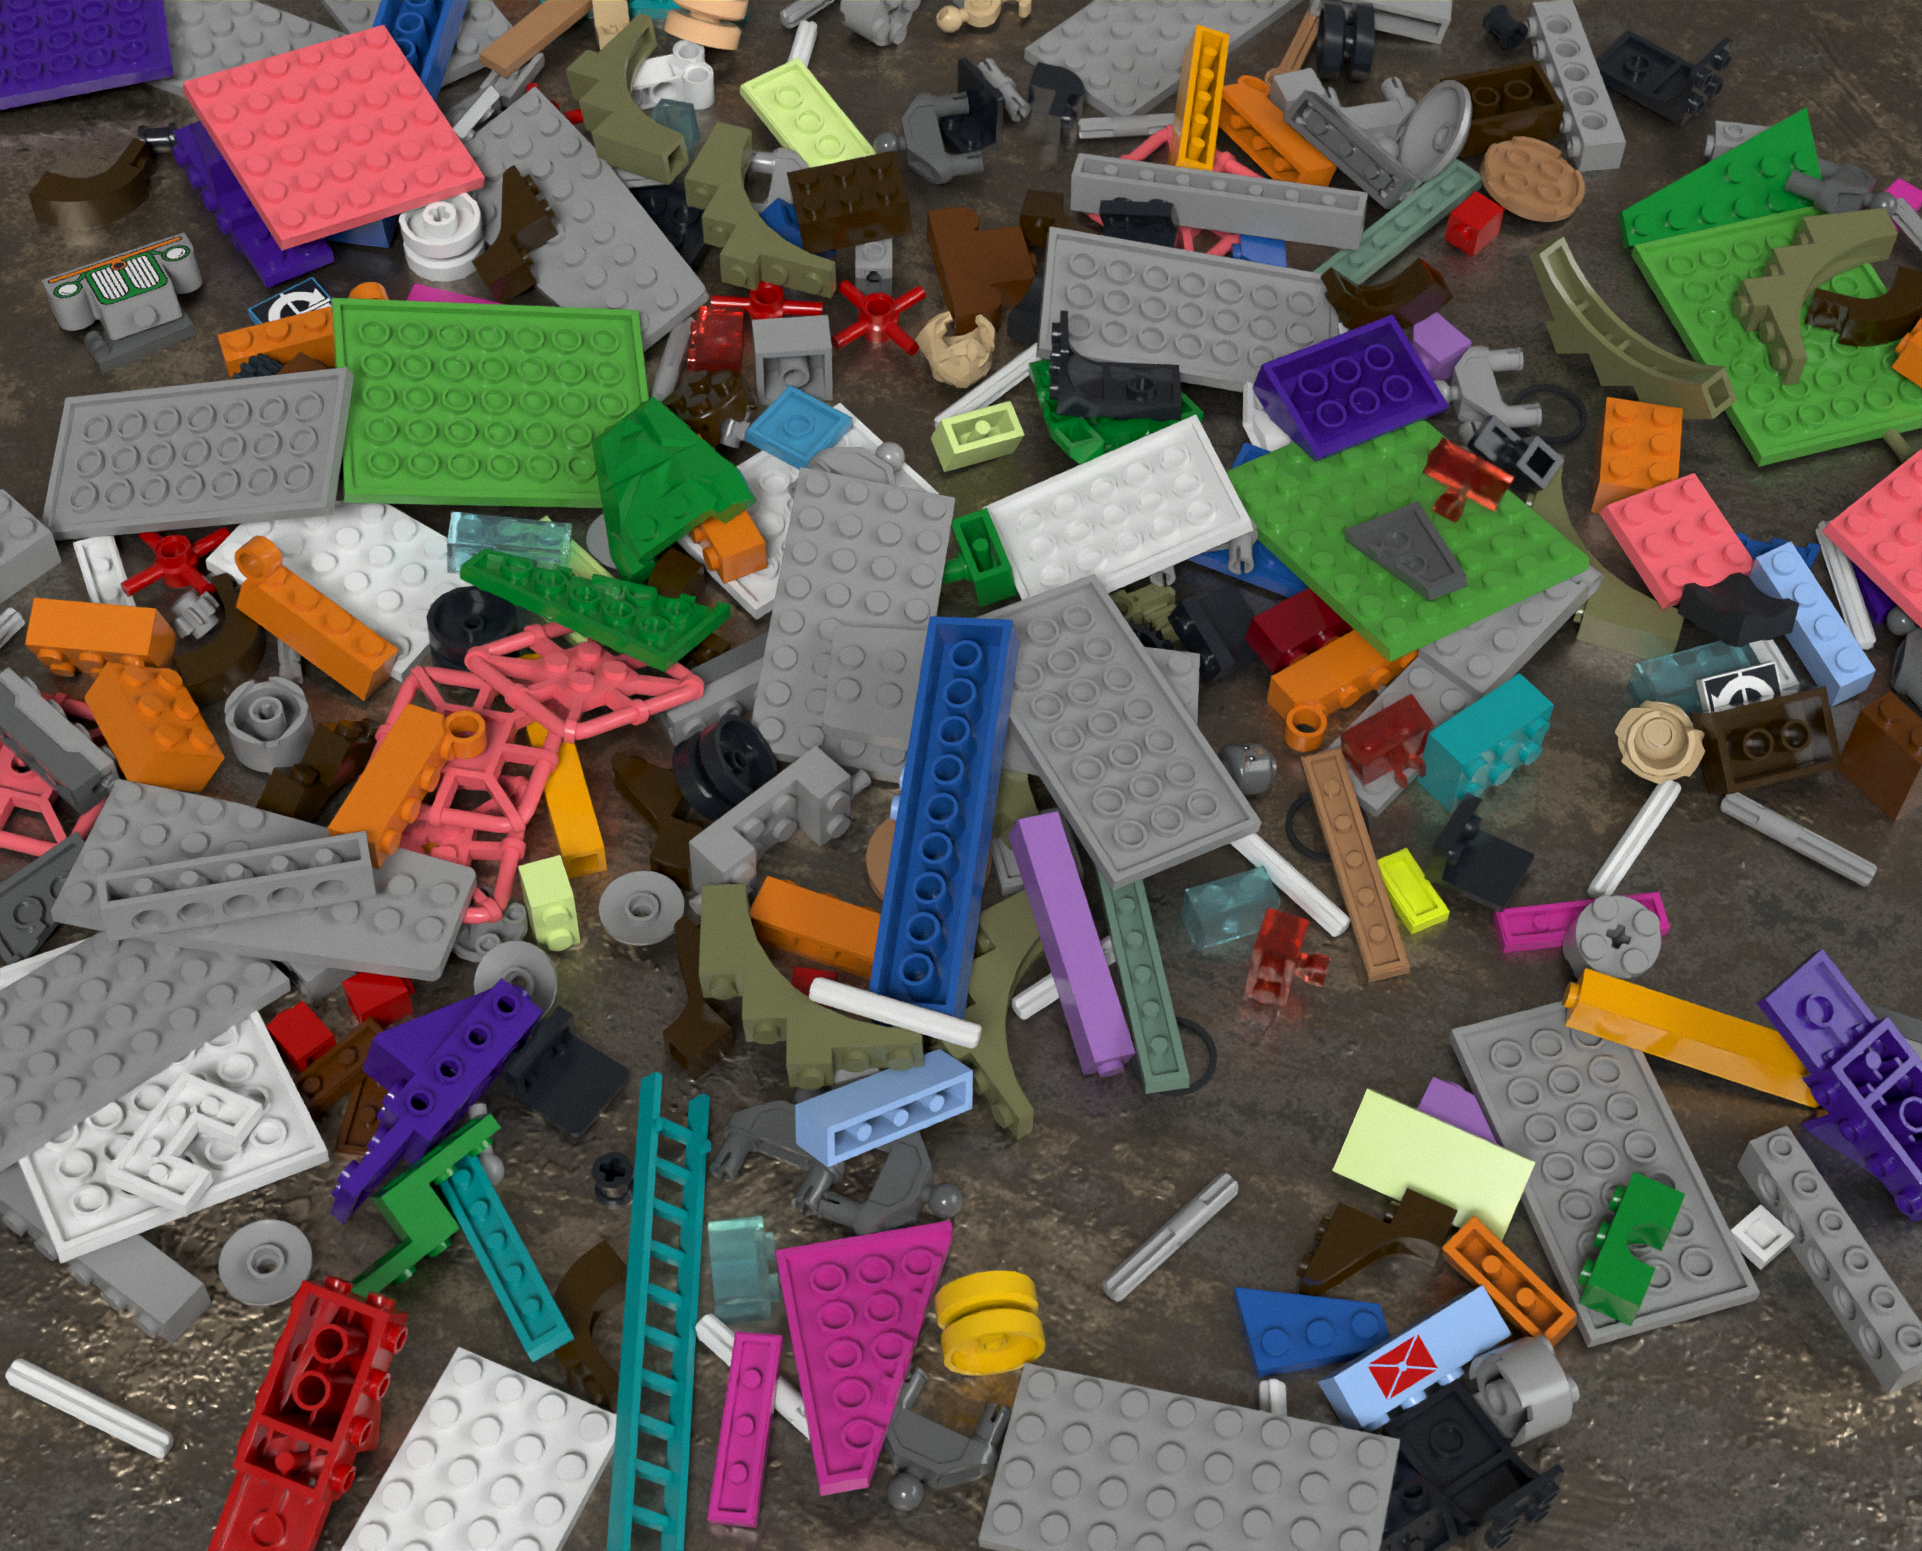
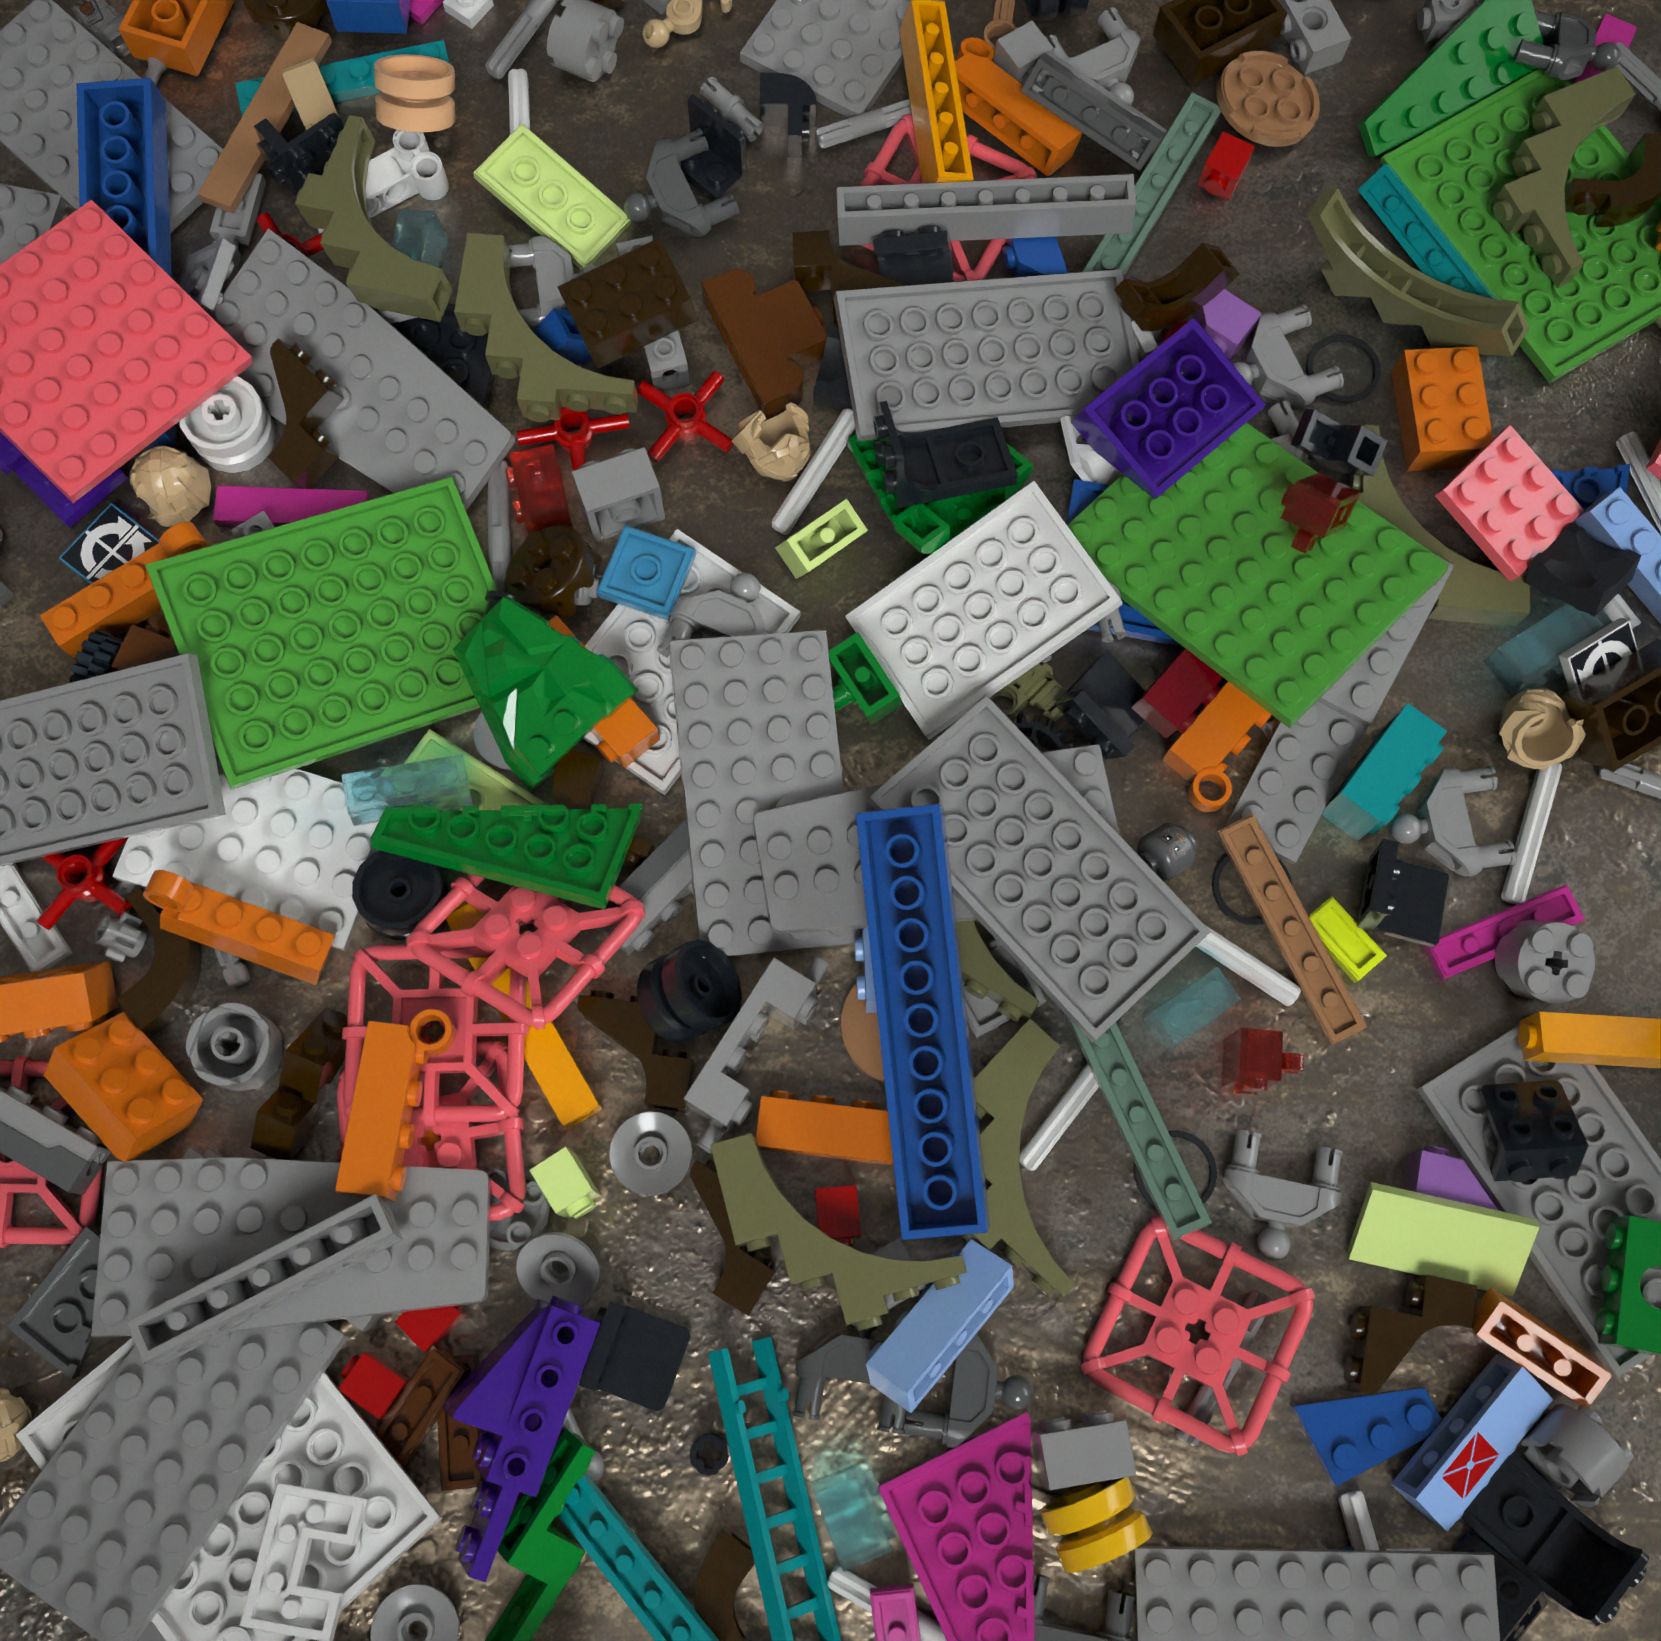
camera: 15 degrees left, 20 degrees up
(374, 259) = (170, 484): none -> tan helmet
(574, 38) = (302, 155): none -> black bracket
(895, 1012) = (933, 1245): white axle -> none
(995, 1242) = (1082, 1450): none -> light grey brick
(1071, 944) = (1065, 1101): medium lavender brick -> none
(1153, 1216) = (1207, 1360): none -> coral plate
(1274, 1100) = (1279, 1200): none -> light grey connector
(1388, 742) = (1301, 803): clear red brick -> none
(1410, 550) = (1283, 601): dark grey wing -> none
(1436, 130) = (1170, 70): light grey dish -> none
(1543, 811) = (1446, 824): none -> light grey connector
(1554, 1089) = (1533, 1131): none -> black bracket
(1655, 314) = (1419, 232): none -> teal plate

